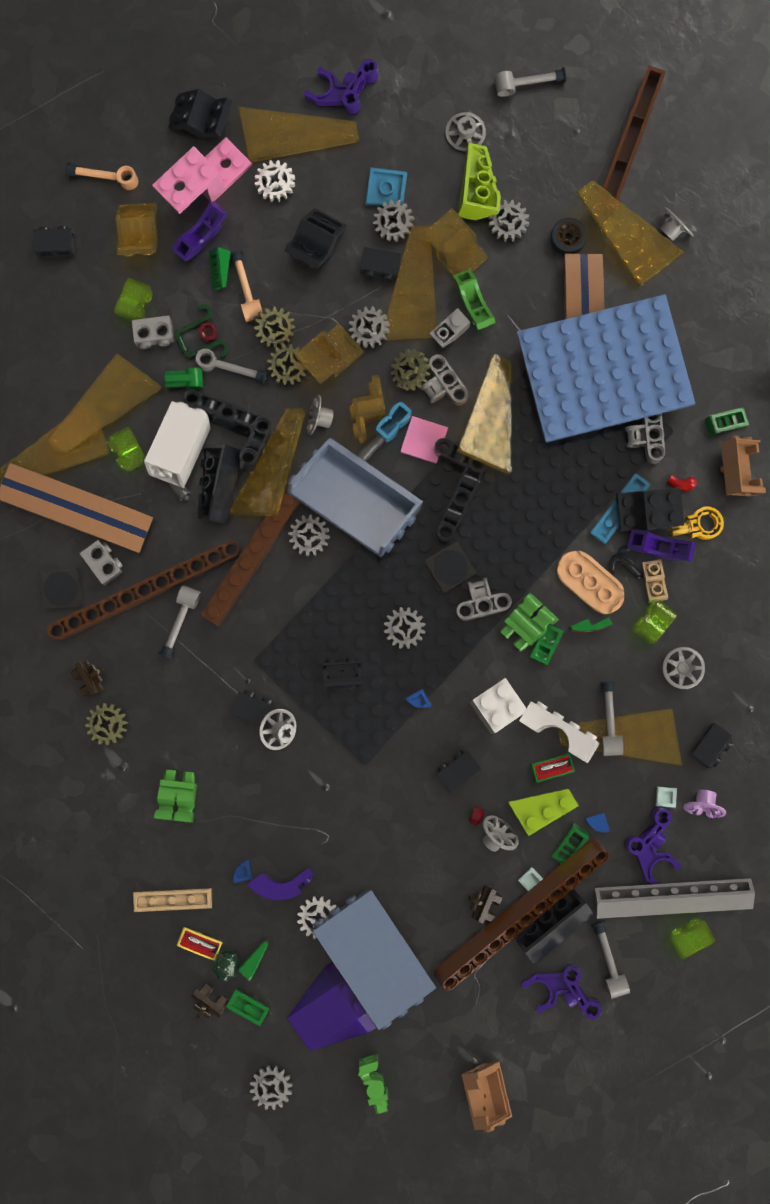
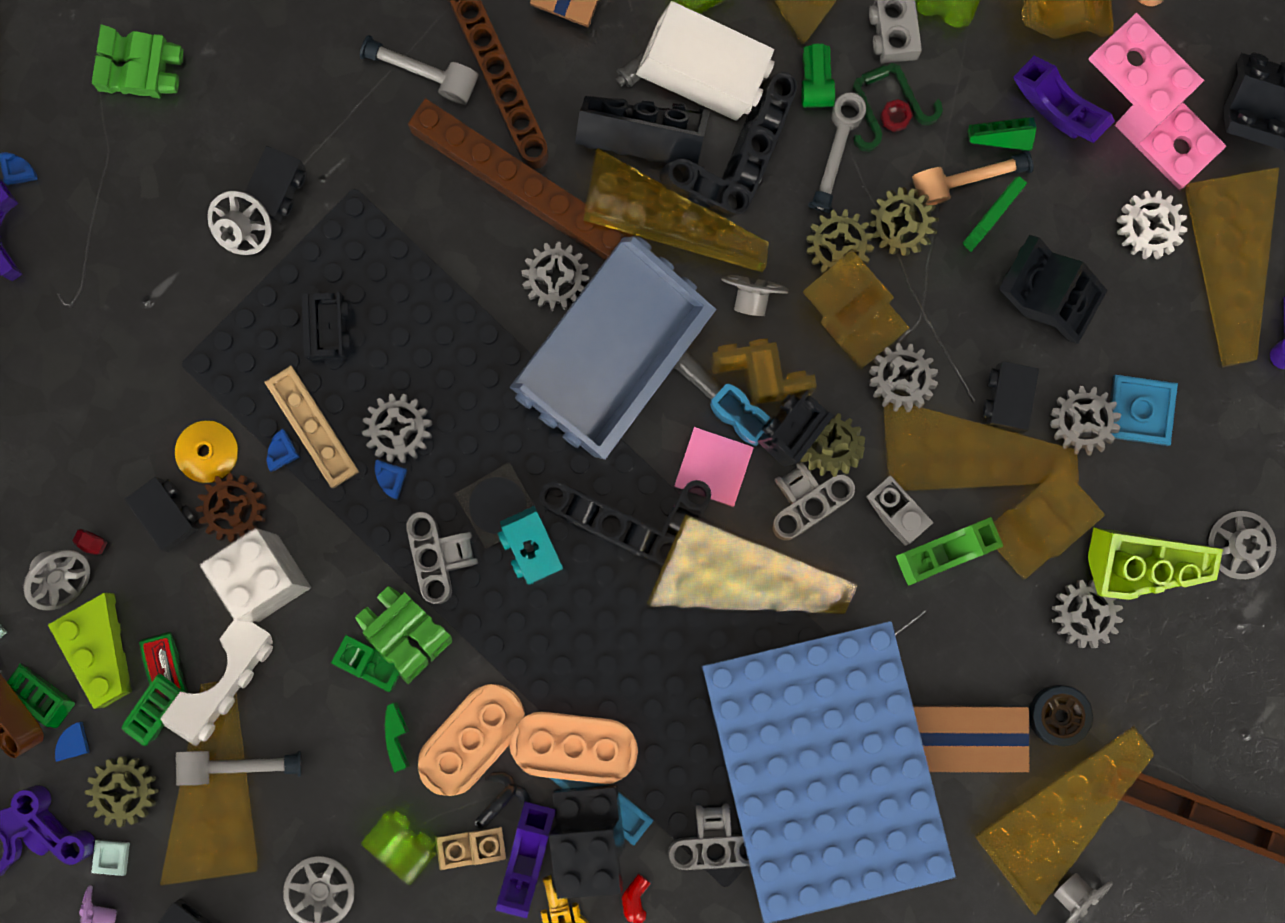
camera: 85 degrees right, 0 degrees up
(271, 271) = (994, 213): none -> green tile
(403, 388) = (794, 428): none -> black hinge
(404, 681) = (312, 427): none -> tan tile
(408, 750) = (221, 455): none -> yellow dish
(434, 633) = (390, 478): none -> blue tile
(459, 741) = (219, 513): none -> reddish brown gear
(482, 538) = (524, 527): none -> teal brick
(586, 780) = (140, 725): none -> green slope
(594, 519) = (573, 747): none -> light nougat tile
(626, 780) = (121, 804): none -> olive gear

